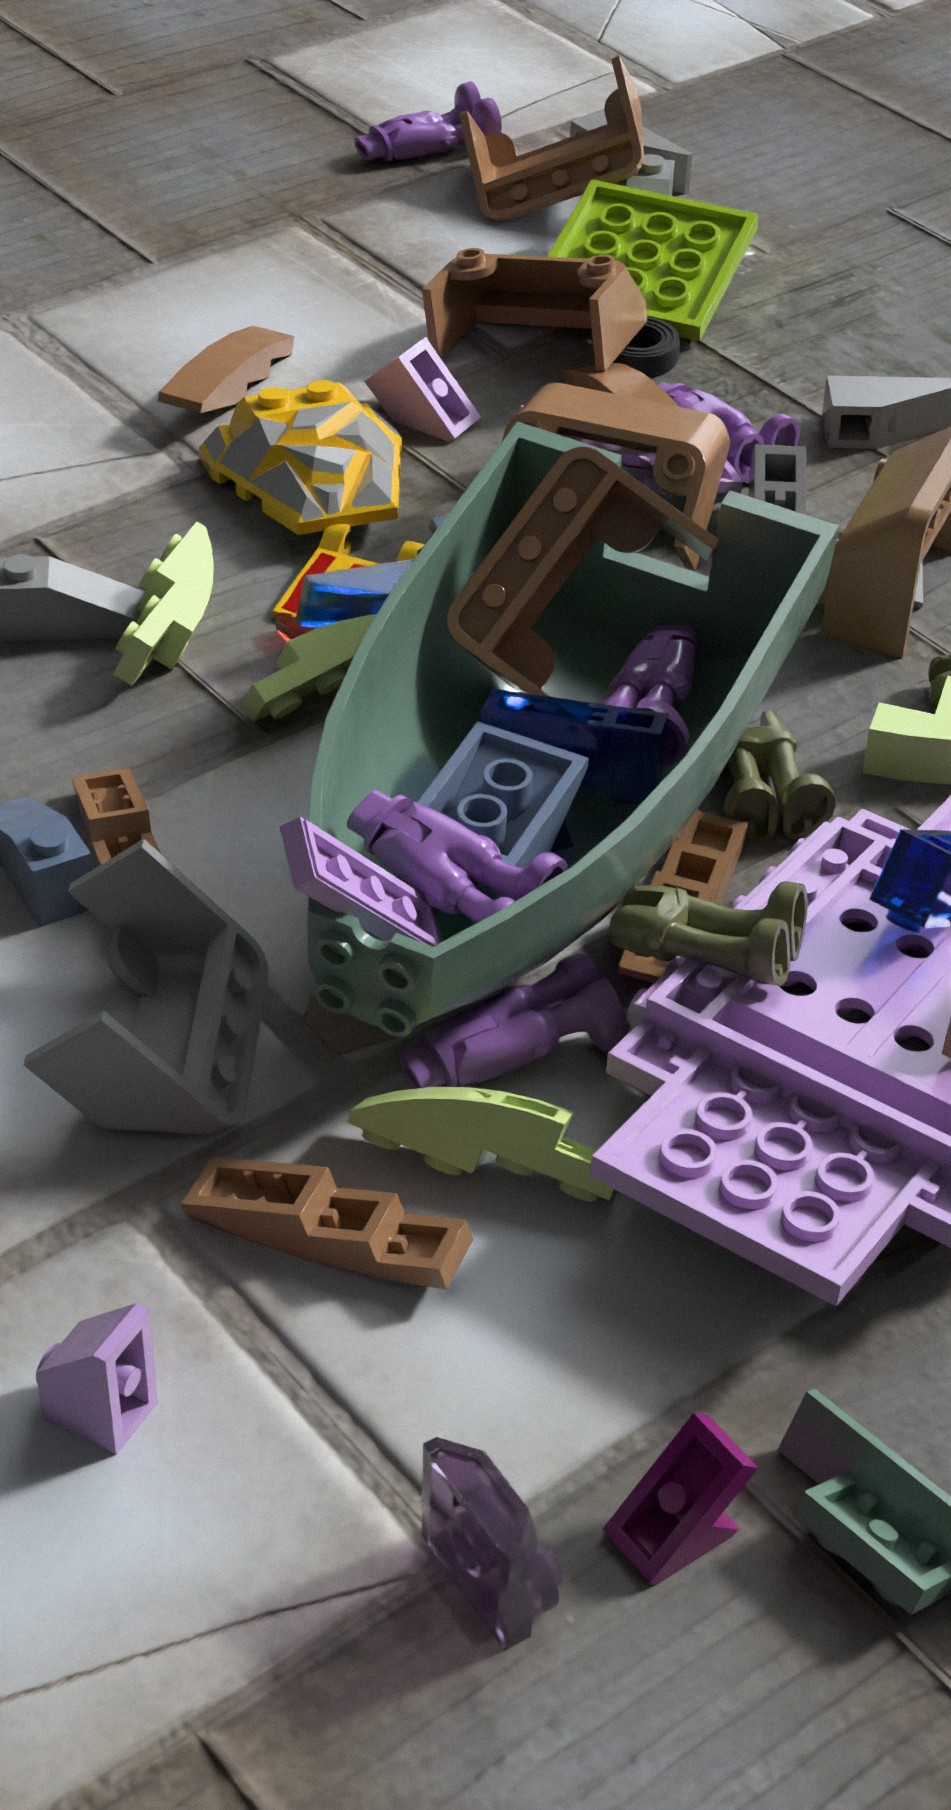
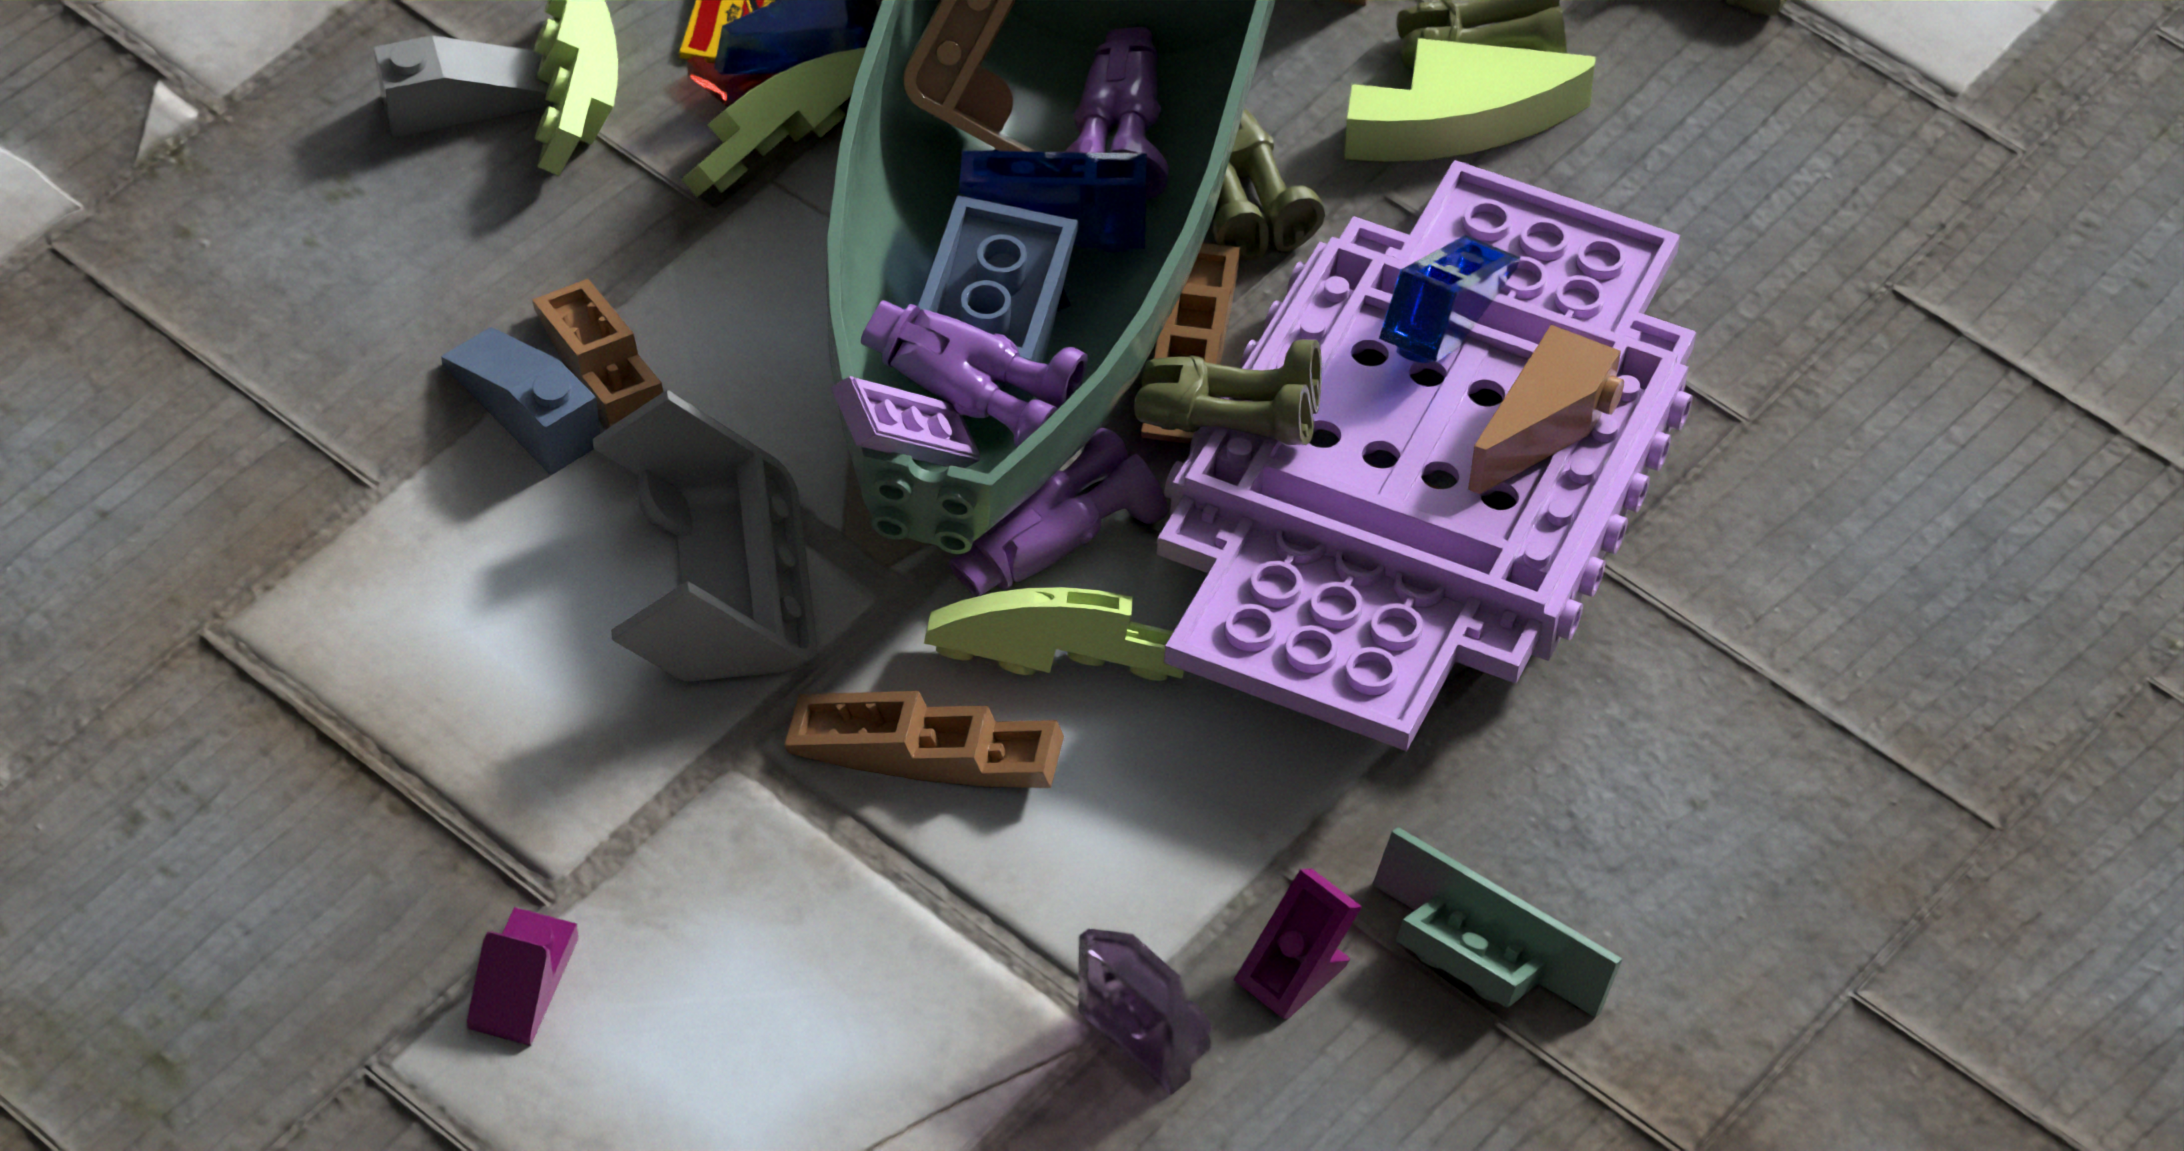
camera: 10 degrees left, 10 degrees up
(101, 1377) = (766, 921): lavender slope -> none

